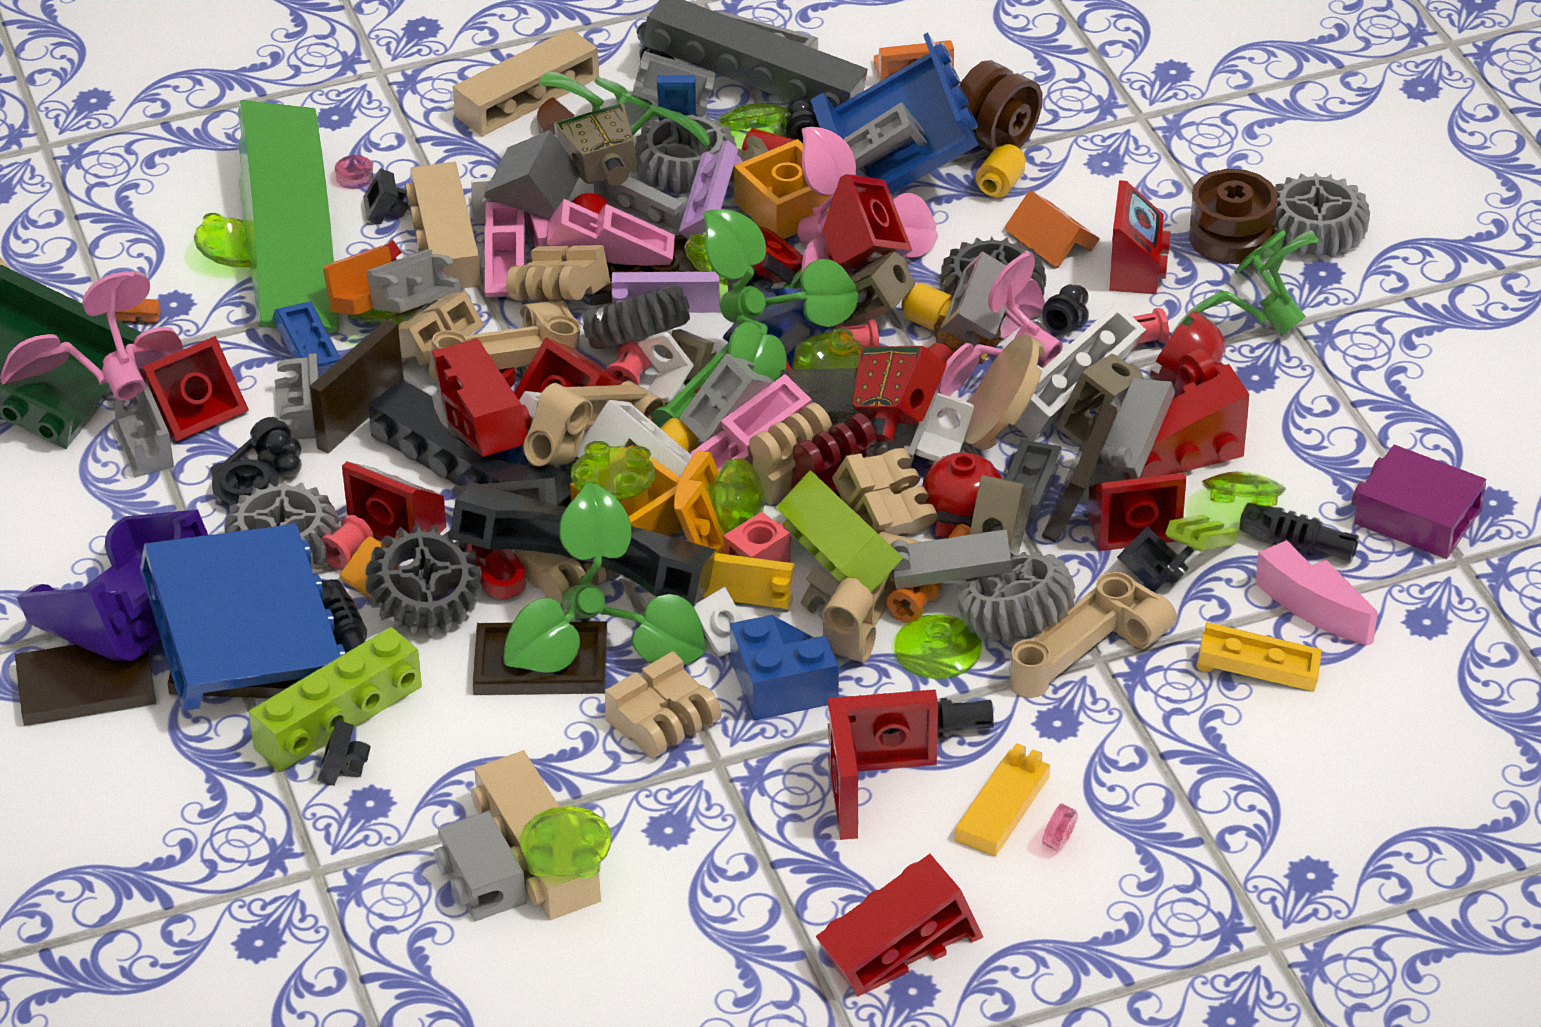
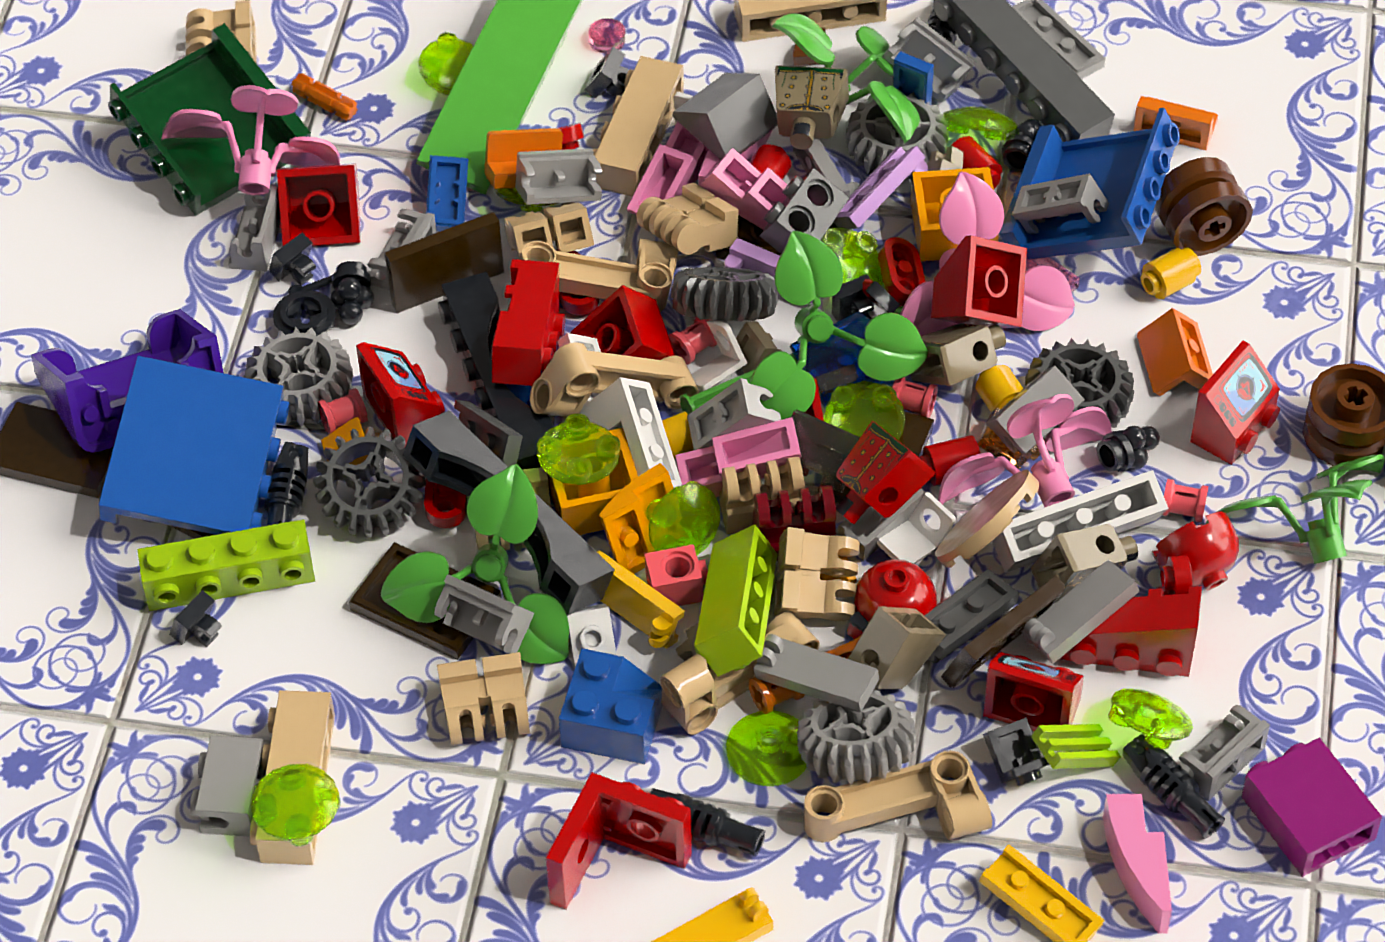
camera: 30 degrees right, 10 degrees up
(203, 443) = (293, 260): none -> black tile
(619, 633) = (483, 615): none -> light grey hinge
(663, 230) = (809, 208): none -> dark grey brick
(1320, 489) = (1225, 751): none -> light grey hinge

